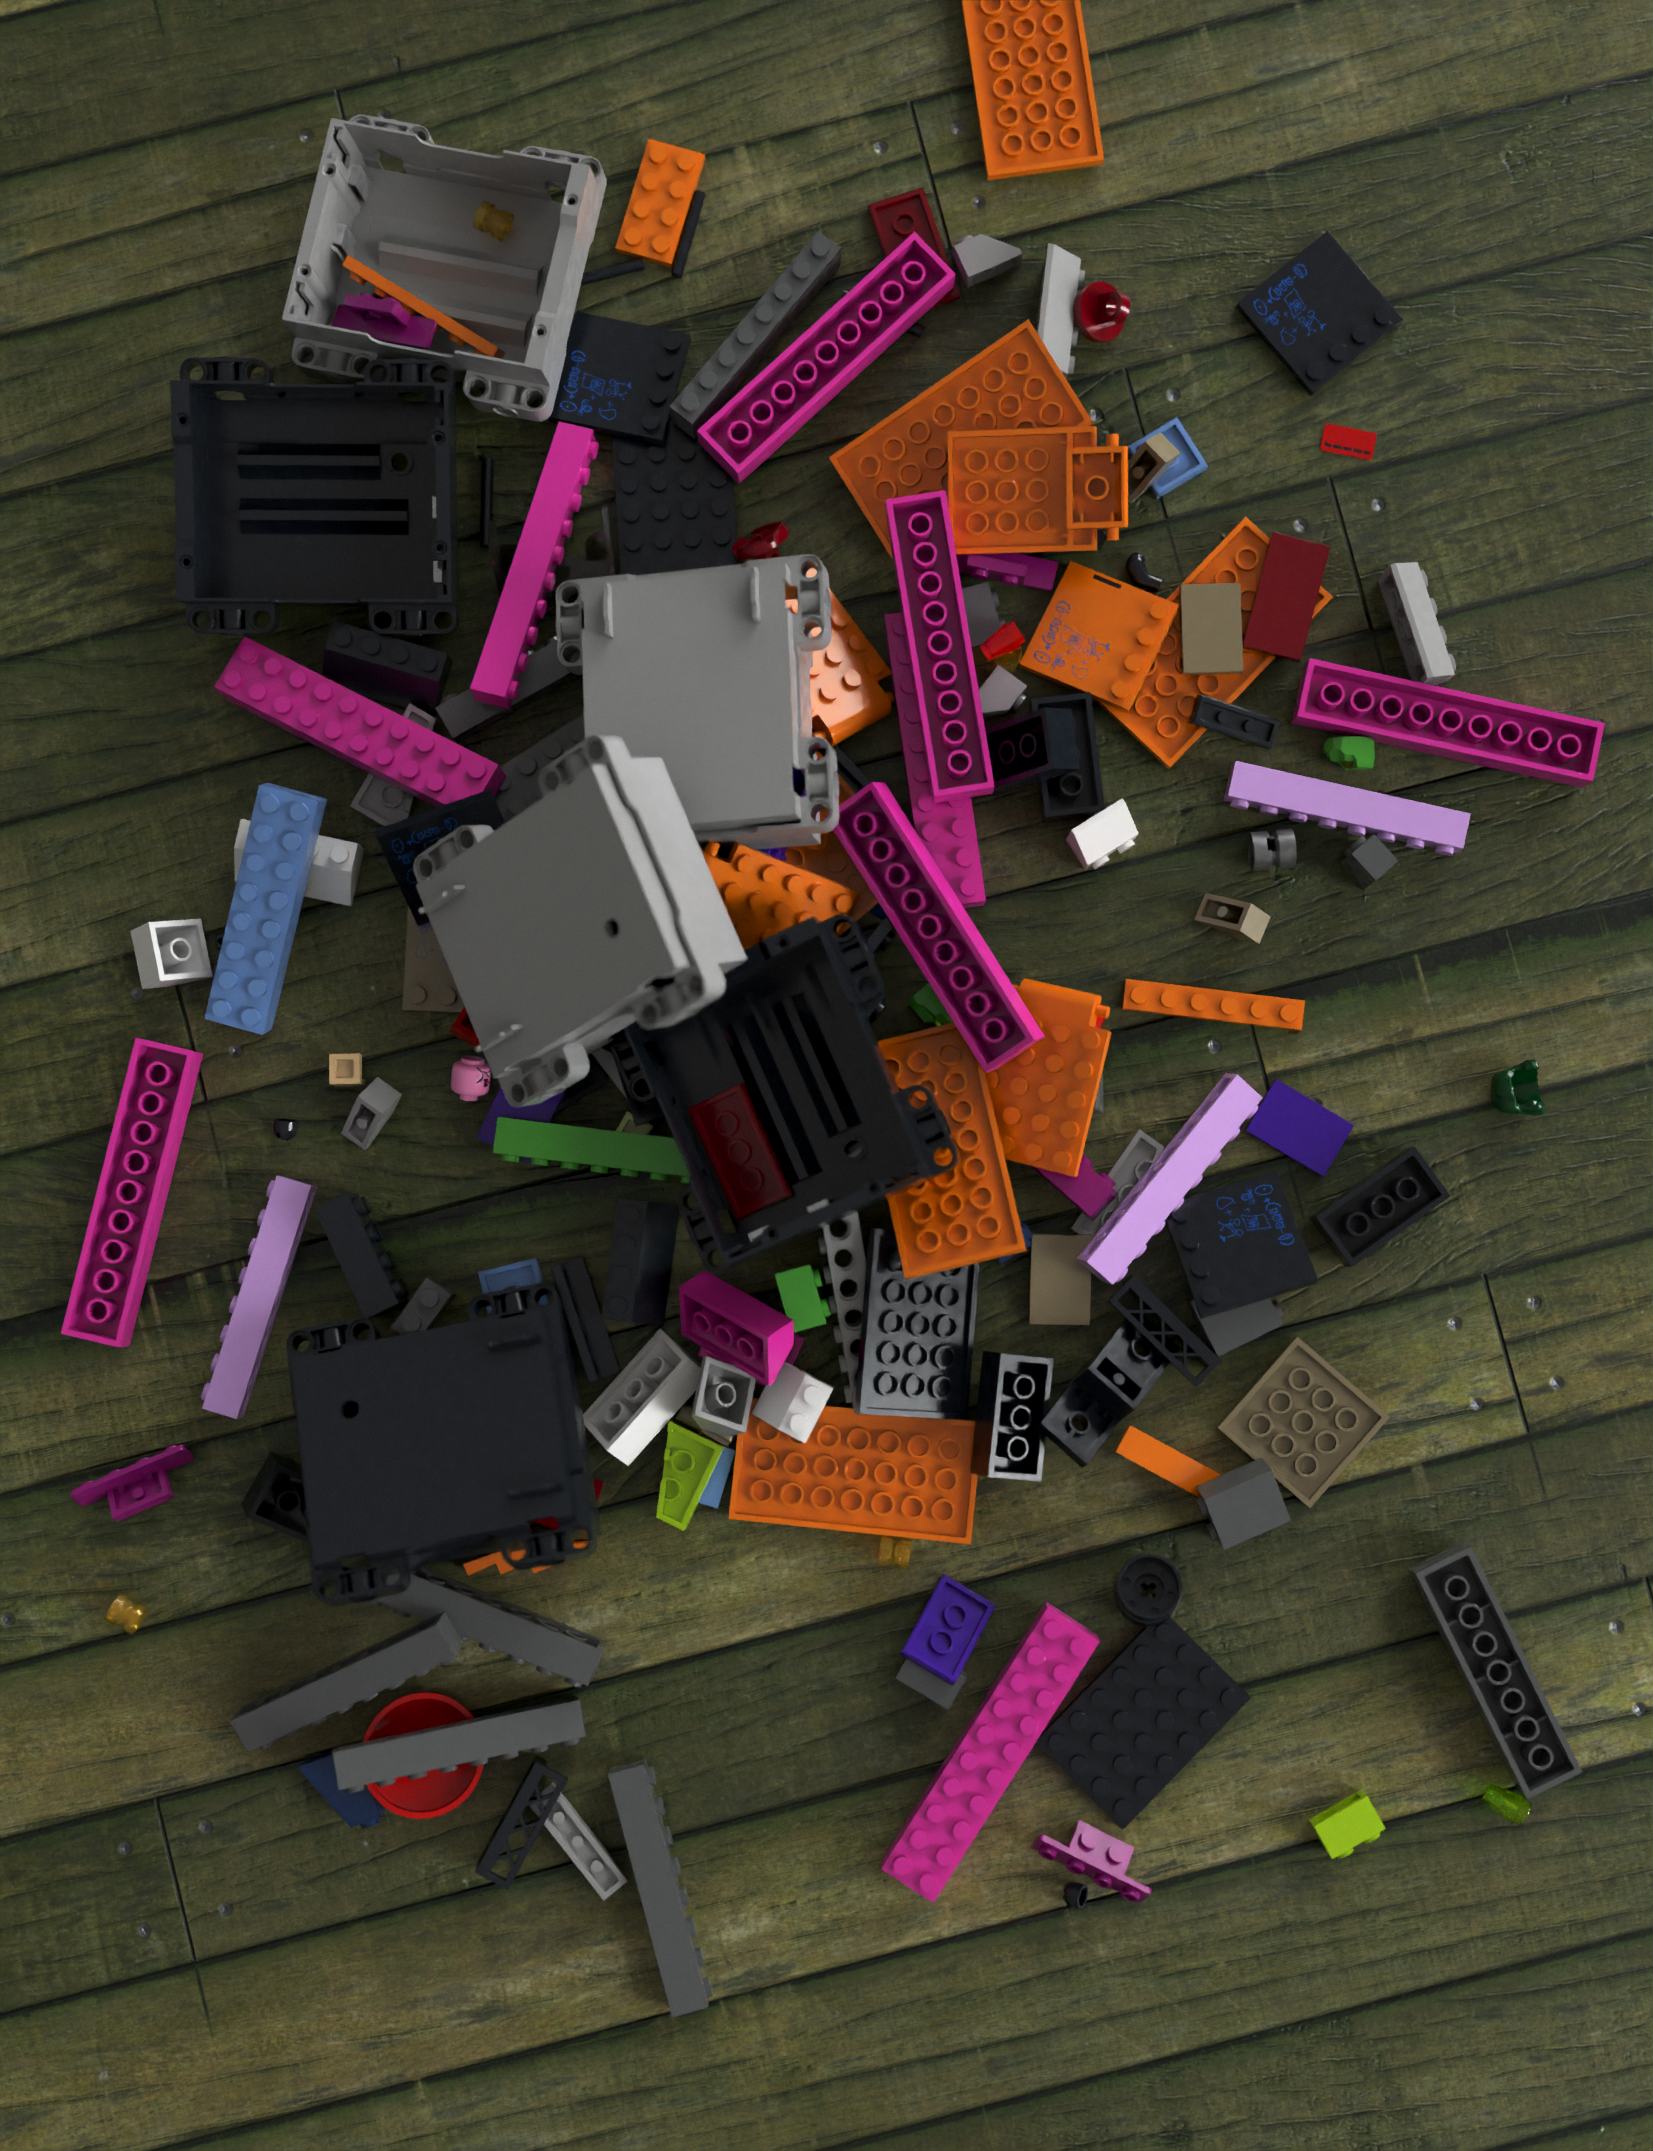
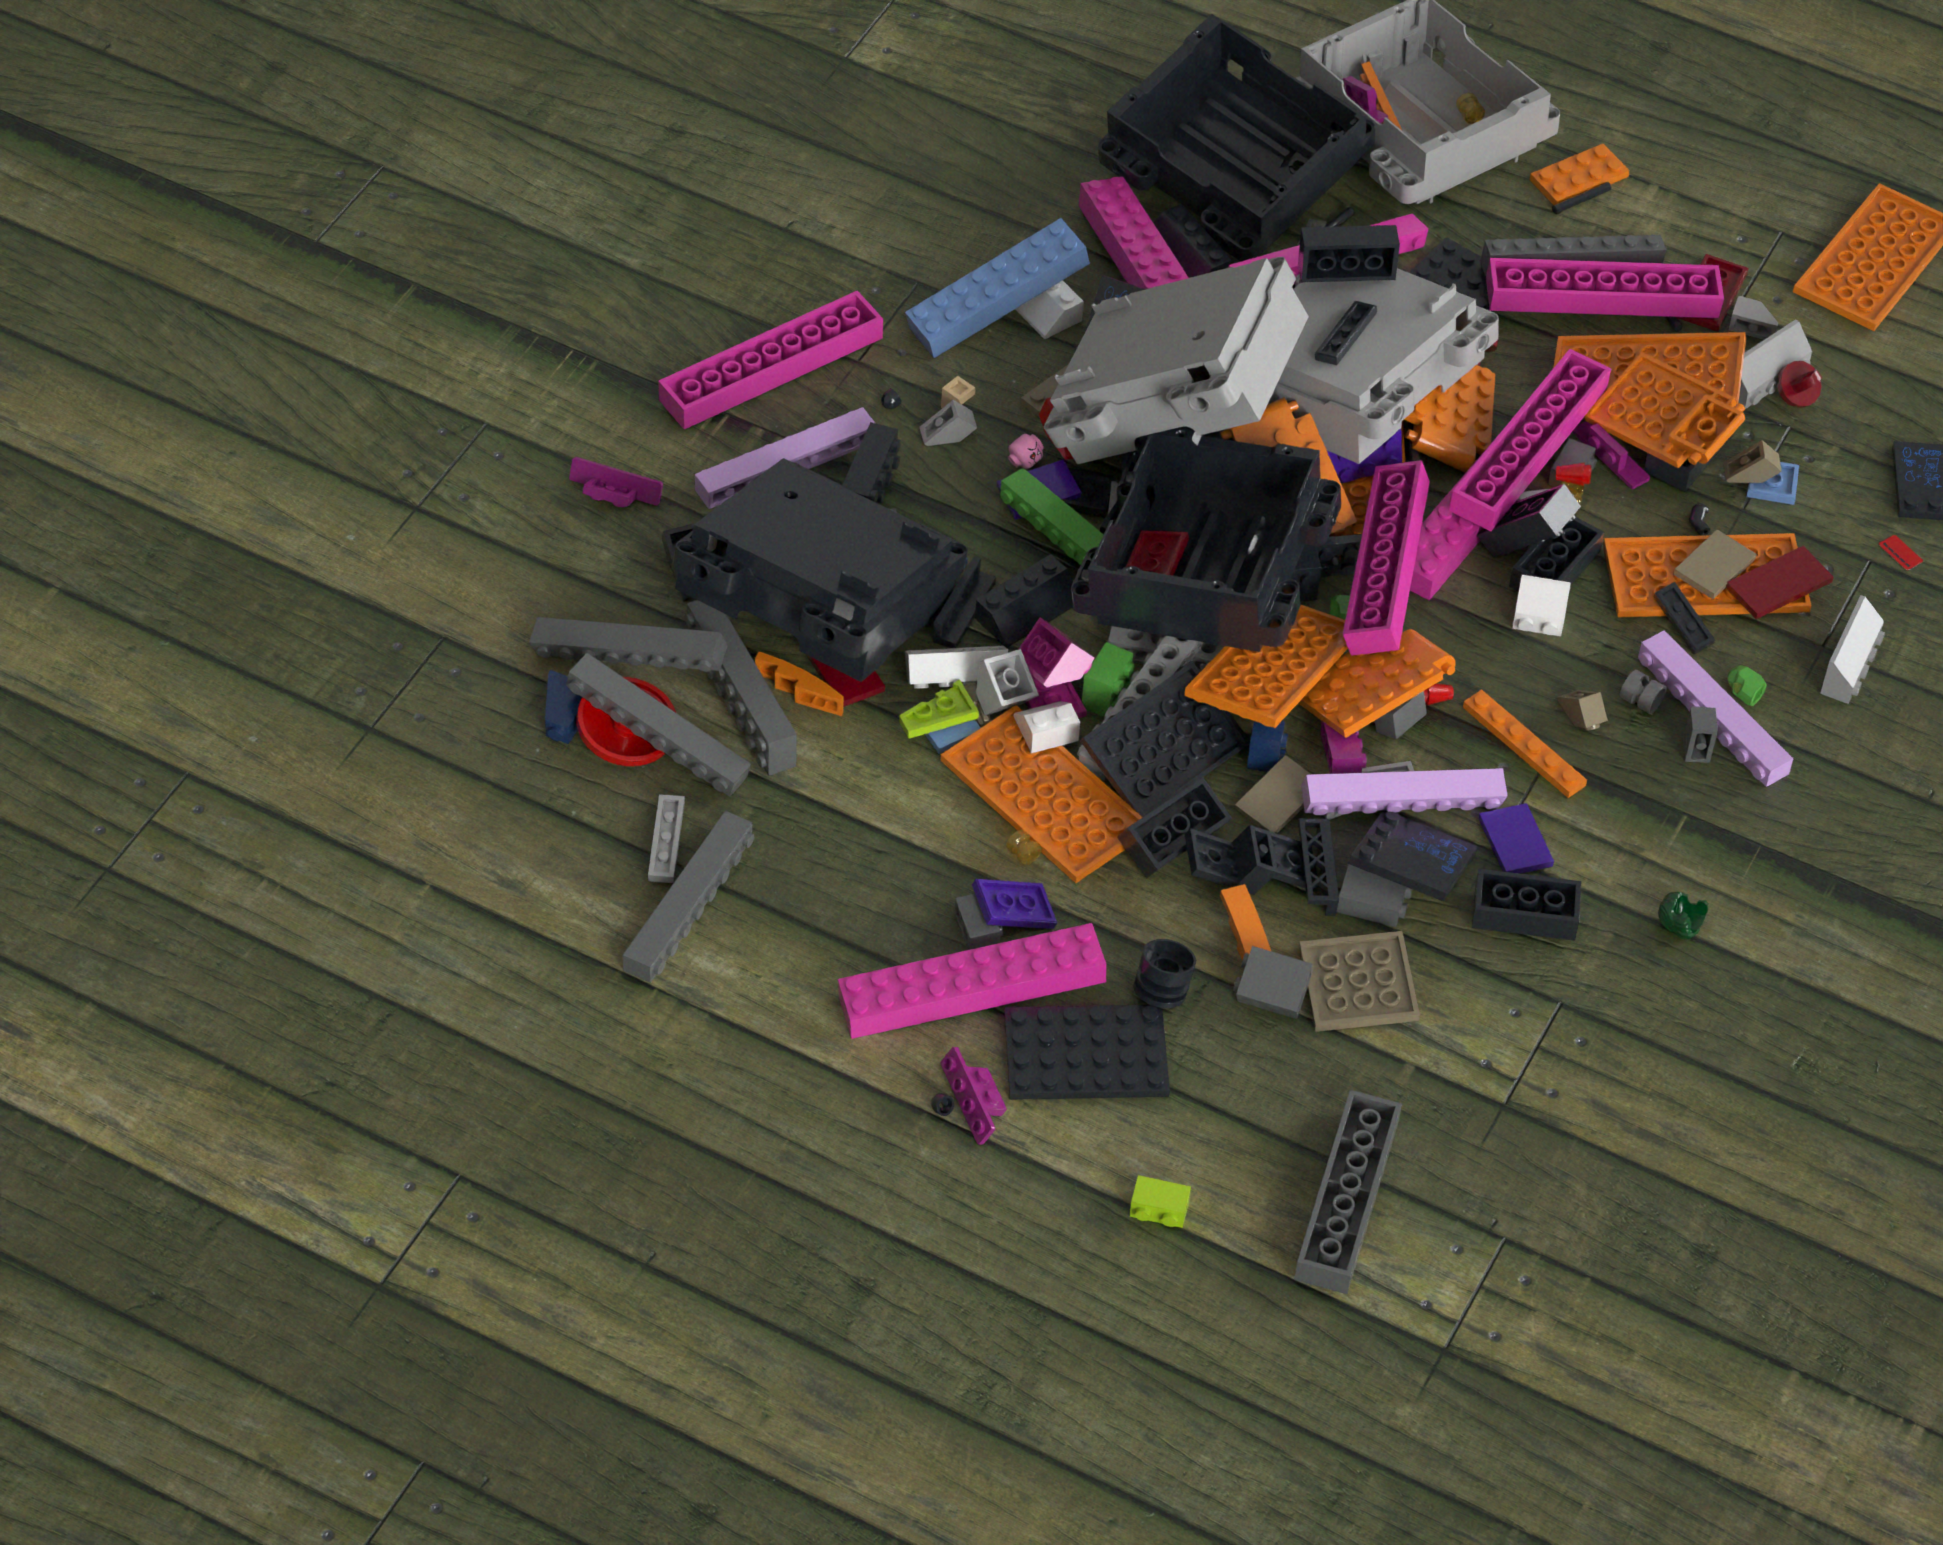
camera: 35 degrees right, 35 degrees down
(124, 1612) = (535, 536): clear yellow wheel -> none
(171, 953) = (916, 278): white slope -> none
(510, 1817) = (643, 798): black fence -> none
(612, 271) = (1511, 181): black bar -> none
(618, 623) = (1348, 253): none -> black brick
(620, 377) = (1465, 220): black plate -> none
(700, 727) = (1346, 333): none -> black tile
(1099, 636) = (1640, 522): orange plate -> none
(1448, 723) = (1826, 711): dark pink brick -> none
(1507, 1803) = (1281, 1277): clear neon green cone -> none

